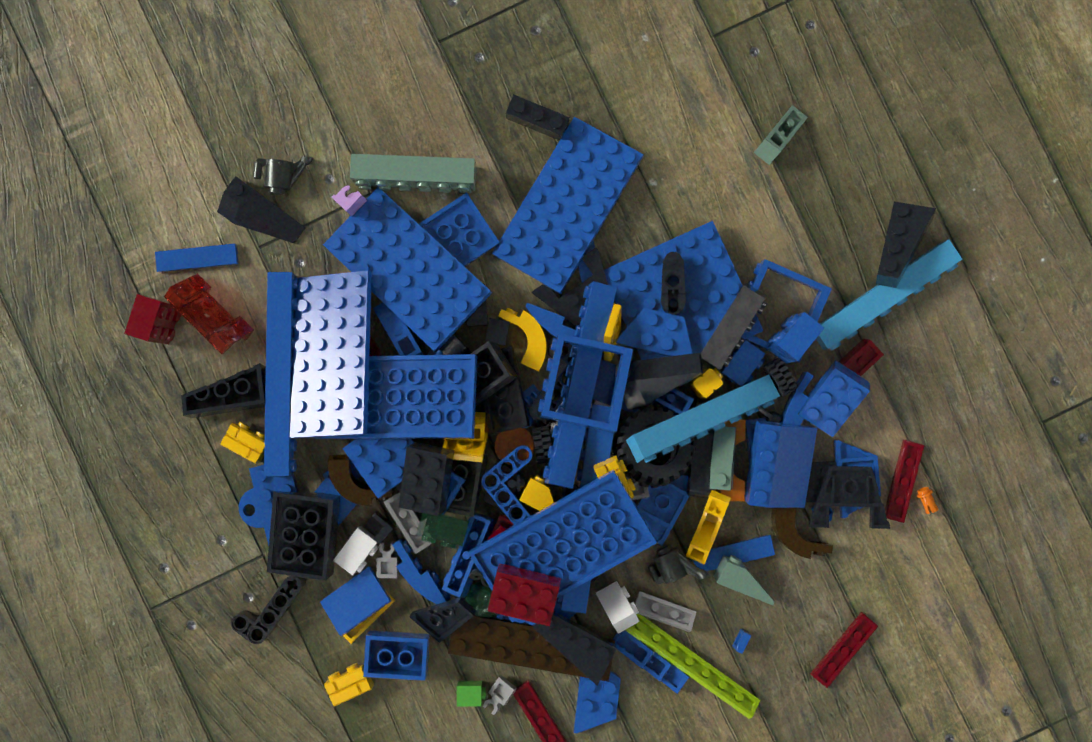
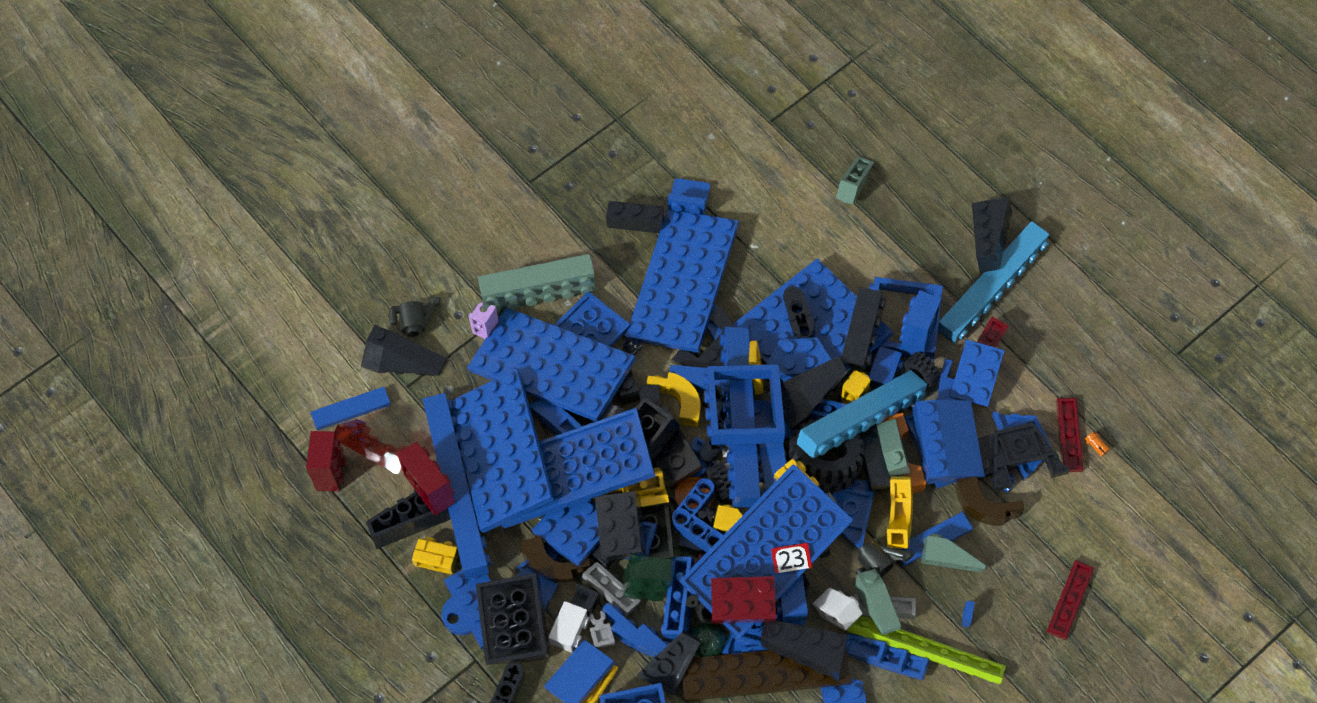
camera: 10 degrees left, 25 degrees down
(246, 372) = (426, 478): none -> dark red brick
(494, 267) = (632, 346): none -> black plate
(584, 562) = (791, 558): none -> sticker
(600, 107) = (689, 196): none -> blue bracket
(658, 613) = (877, 601): none -> sand green slope

